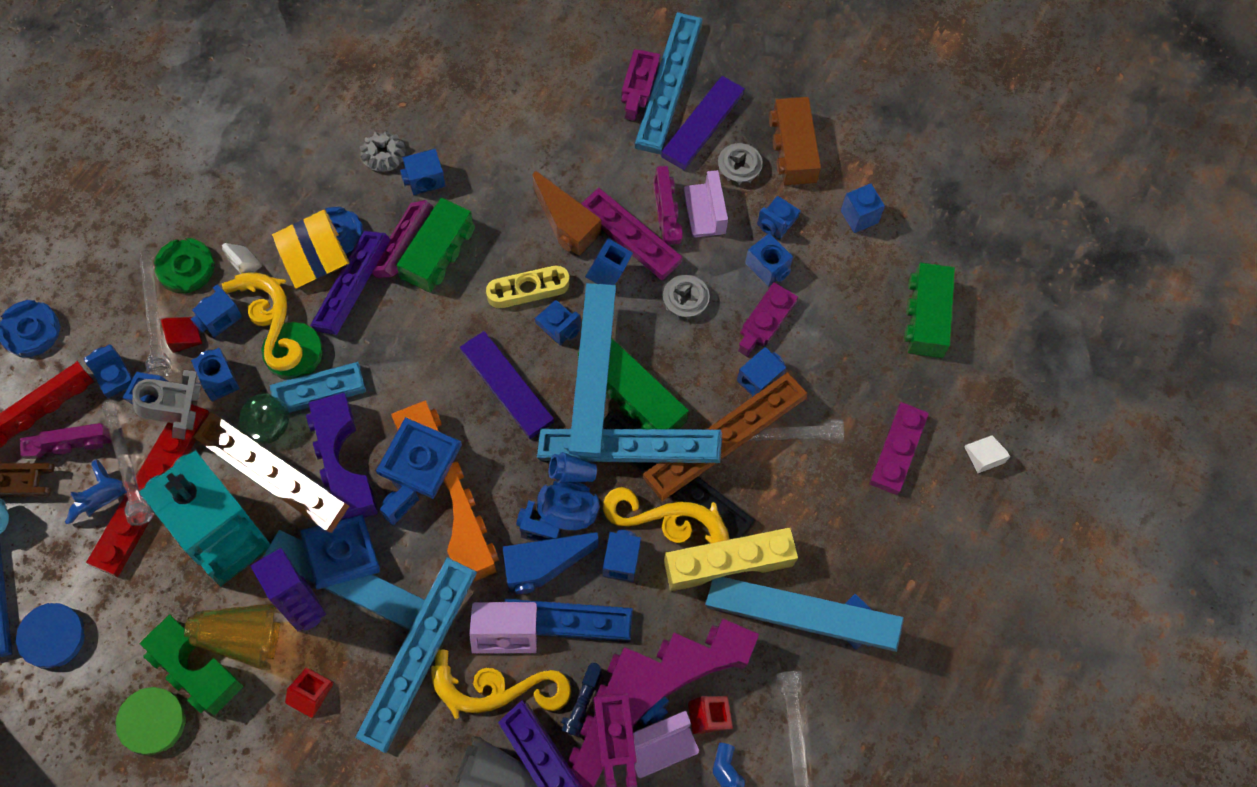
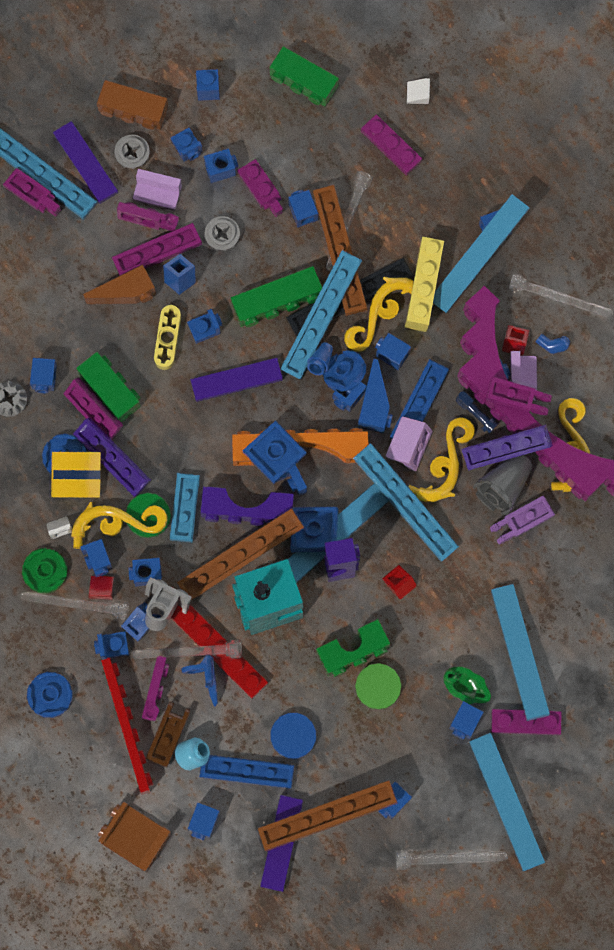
camera: 65 degrees left, 10 degrees up
(237, 633) = (349, 605): clear yellow cone -> none
(275, 423) = (191, 539): clear green piece -> none
(592, 370) = (258, 314): dark azure tile -> none

